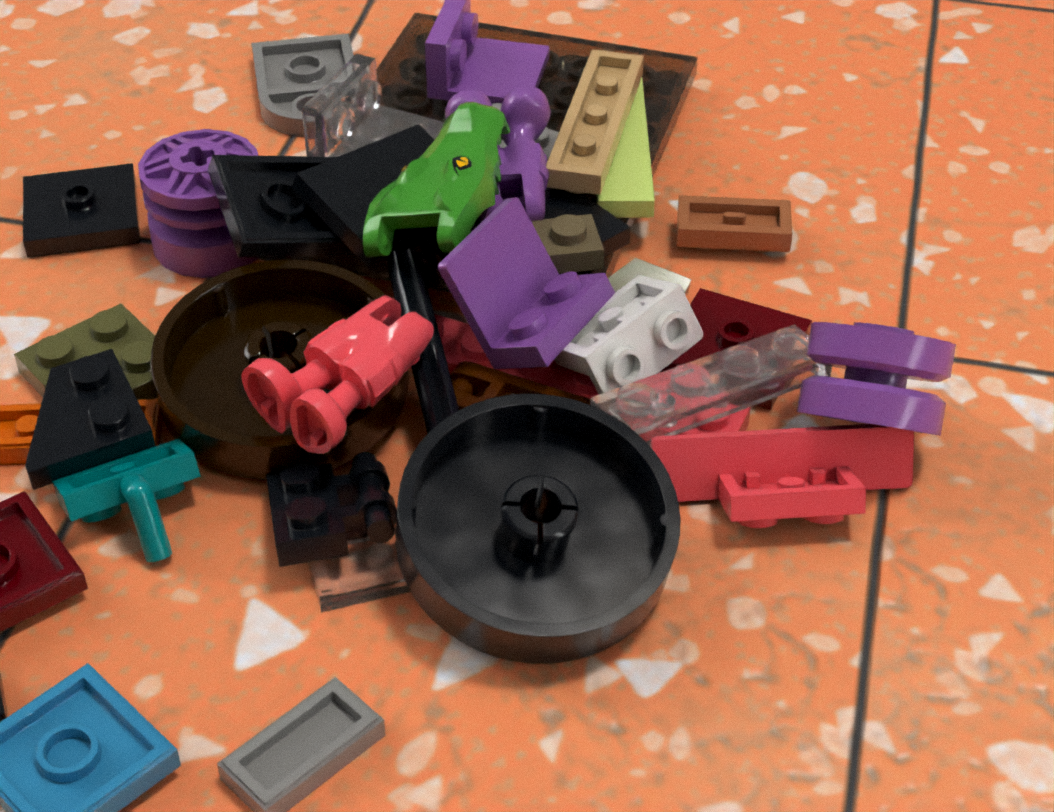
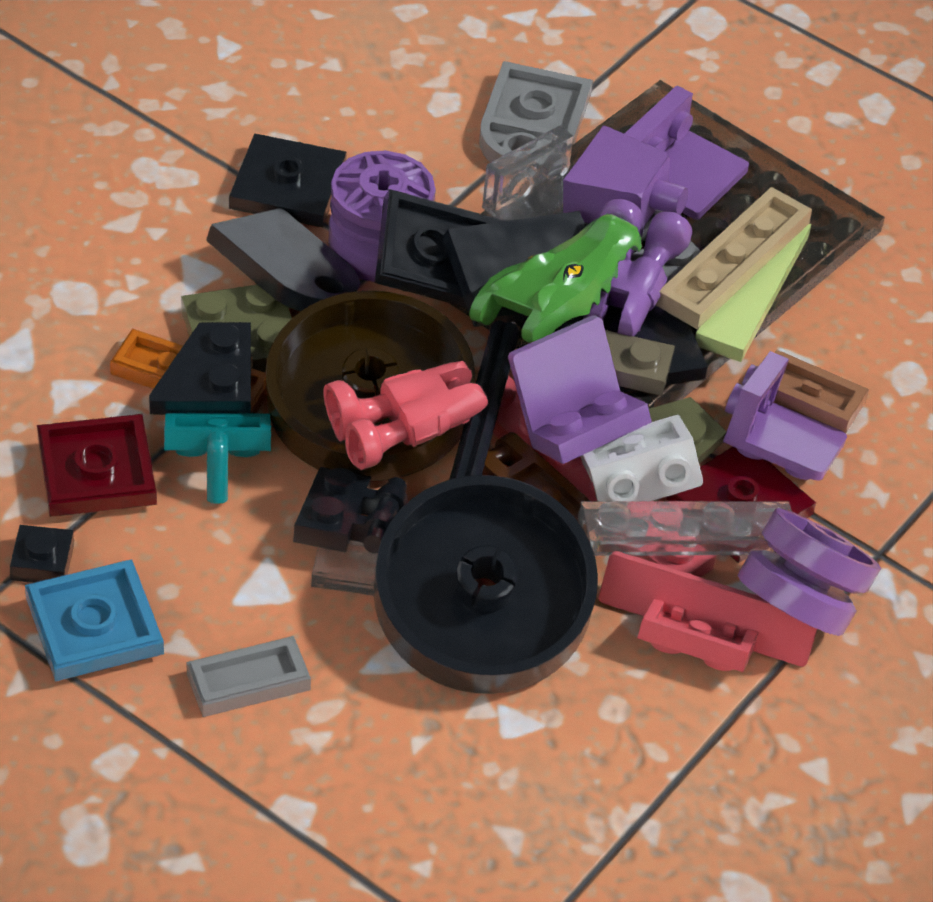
camera: 20 degrees right, 5 degrees up
(112, 278) = (283, 258): none -> black tile
(434, 72) = (621, 169): none -> medium lavender torso
(724, 270) = (775, 432): none -> medium lavender bracket

